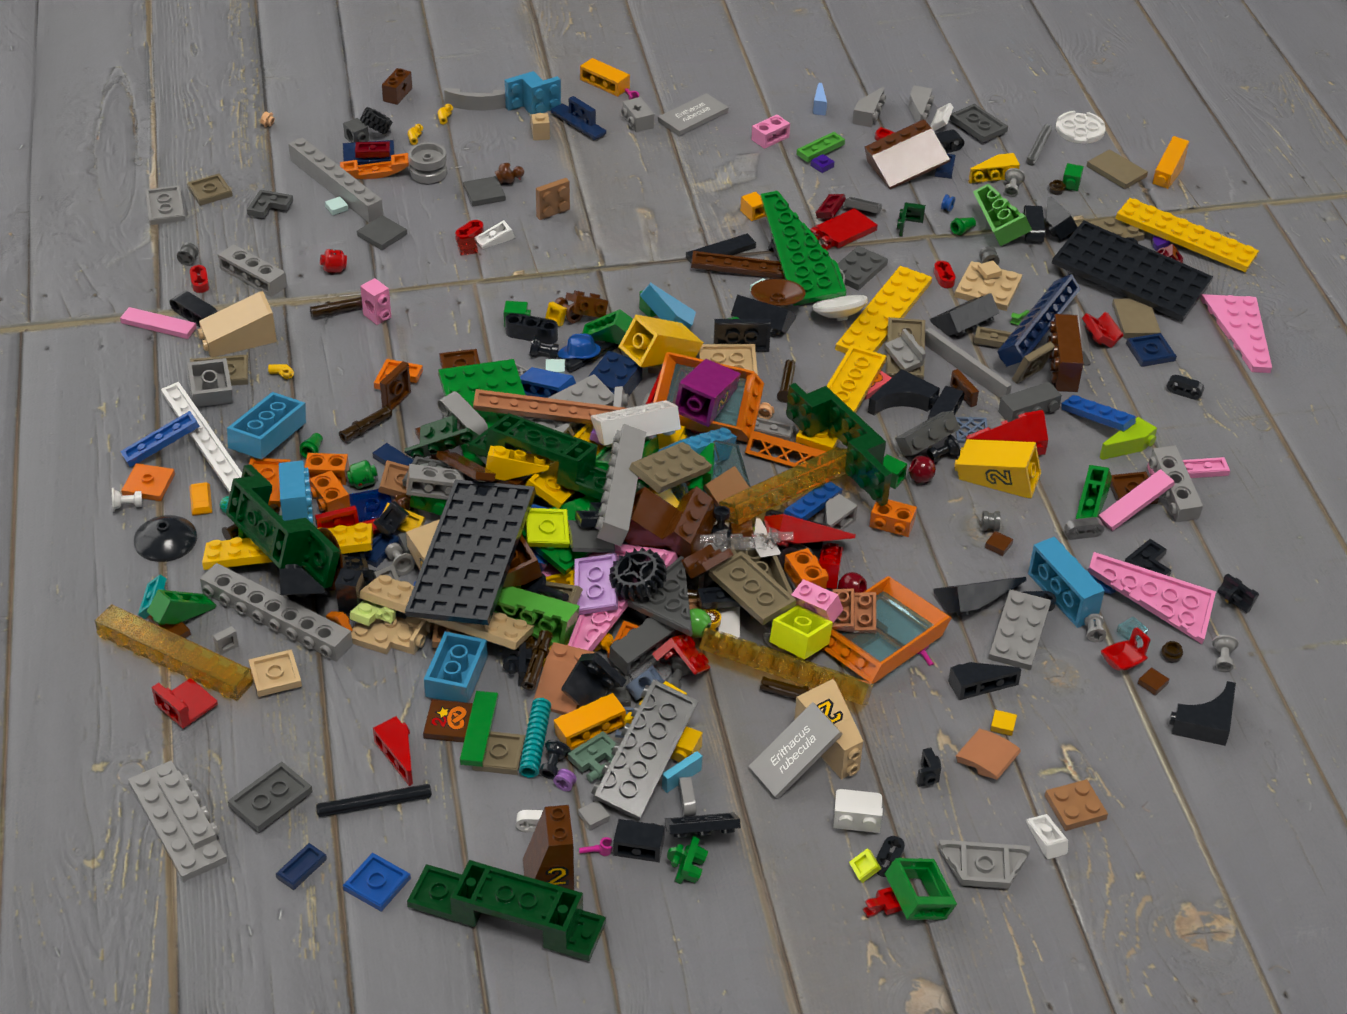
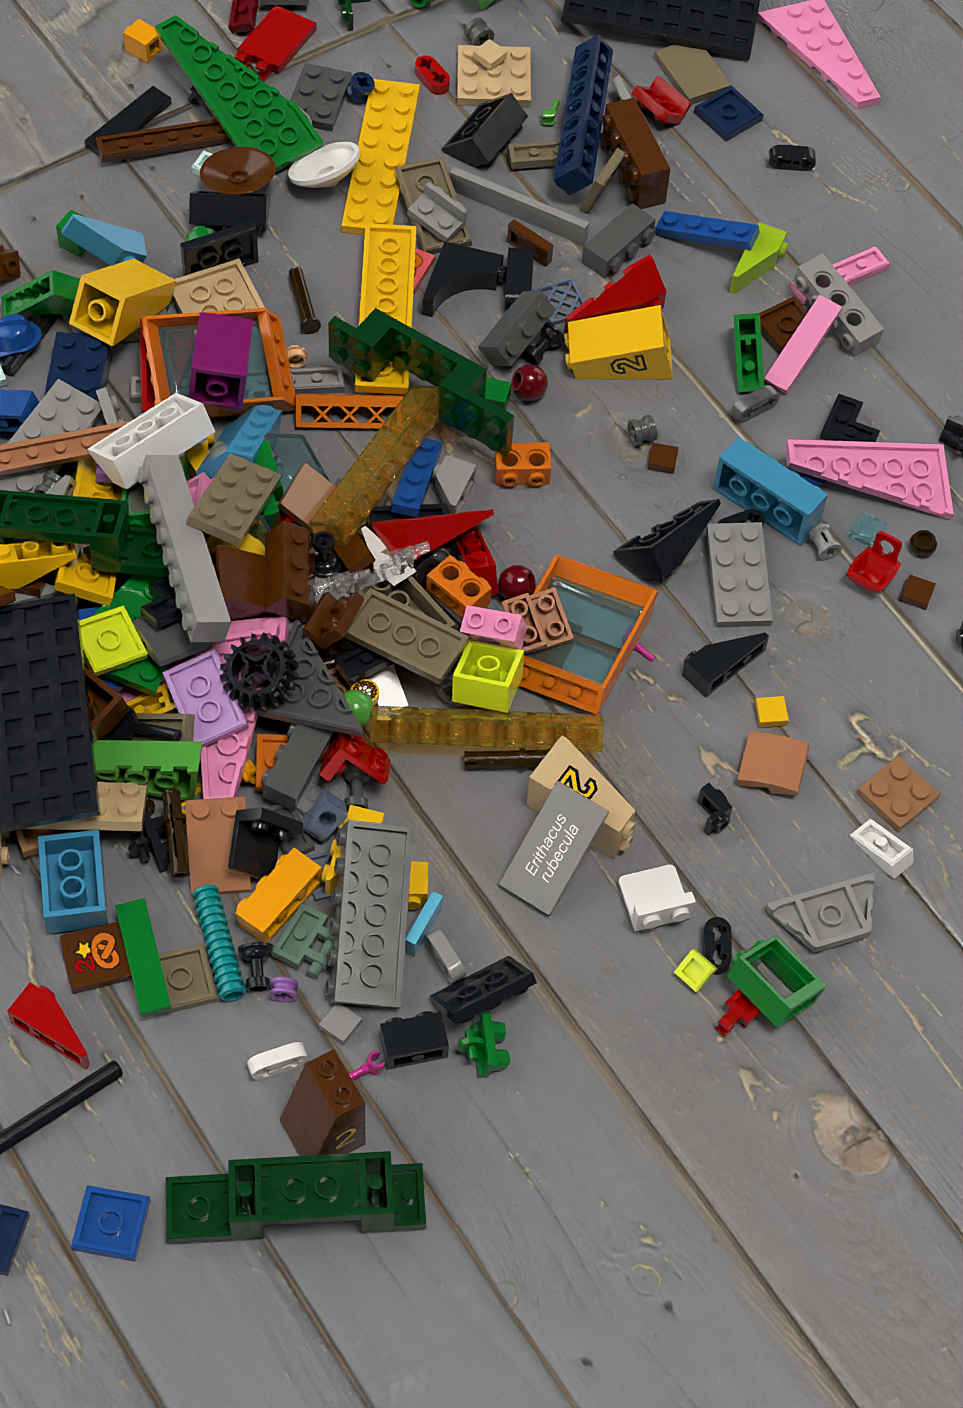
camera: 25 degrees left, 15 degrees up
(888, 267) = (360, 94): none -> dark blue wheel

